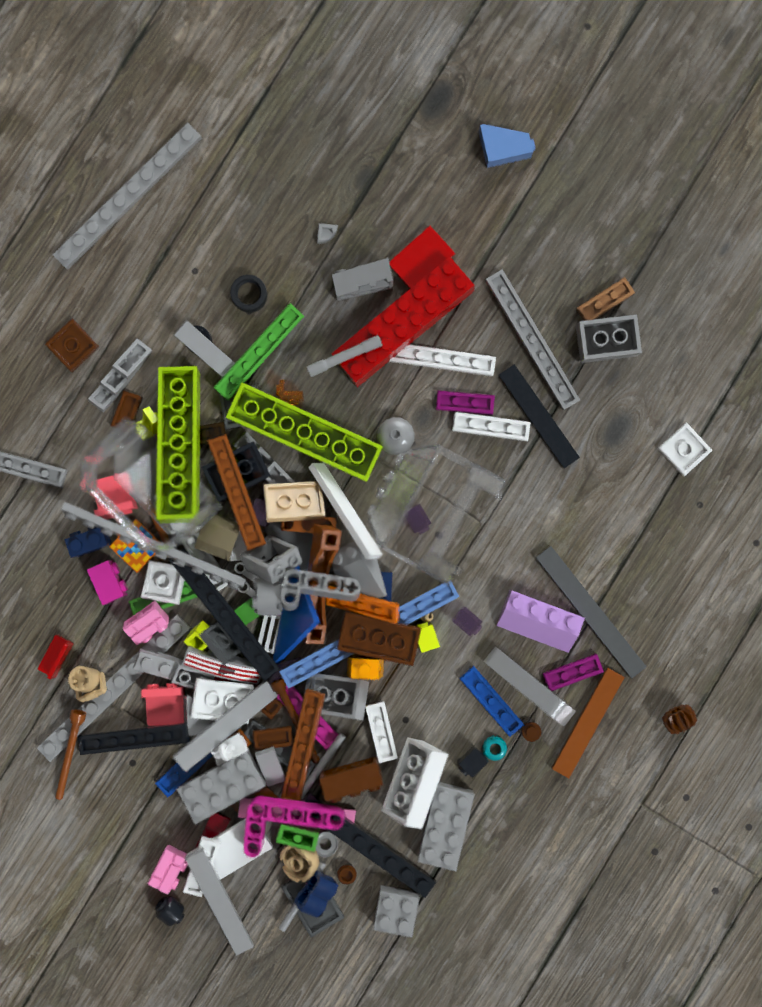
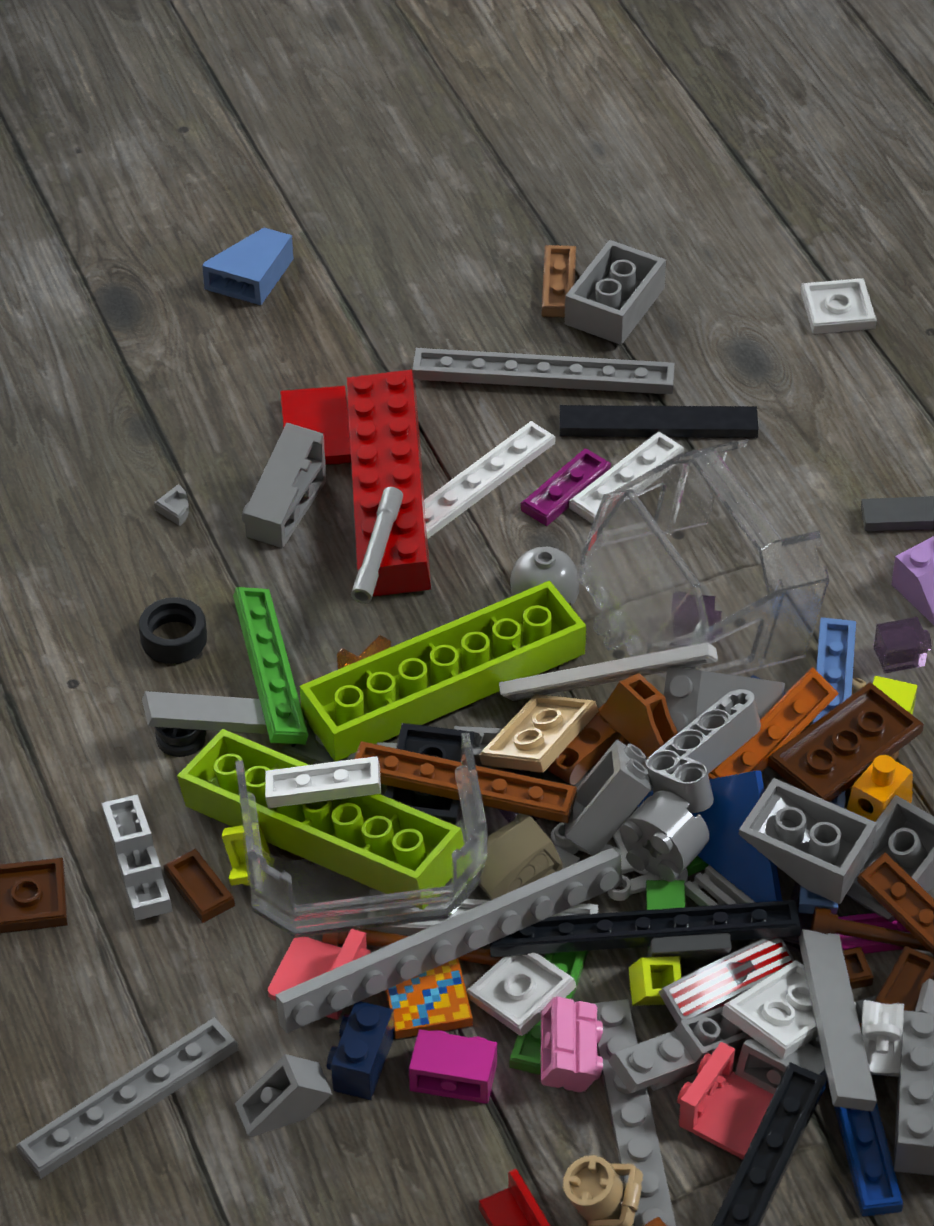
camera: 55 degrees left, 40 degrees down
(47, 527) = (283, 1095): none -> light grey slope
(182, 440) = (322, 782): none -> white plate
(303, 661) = (810, 838): none -> light grey slope

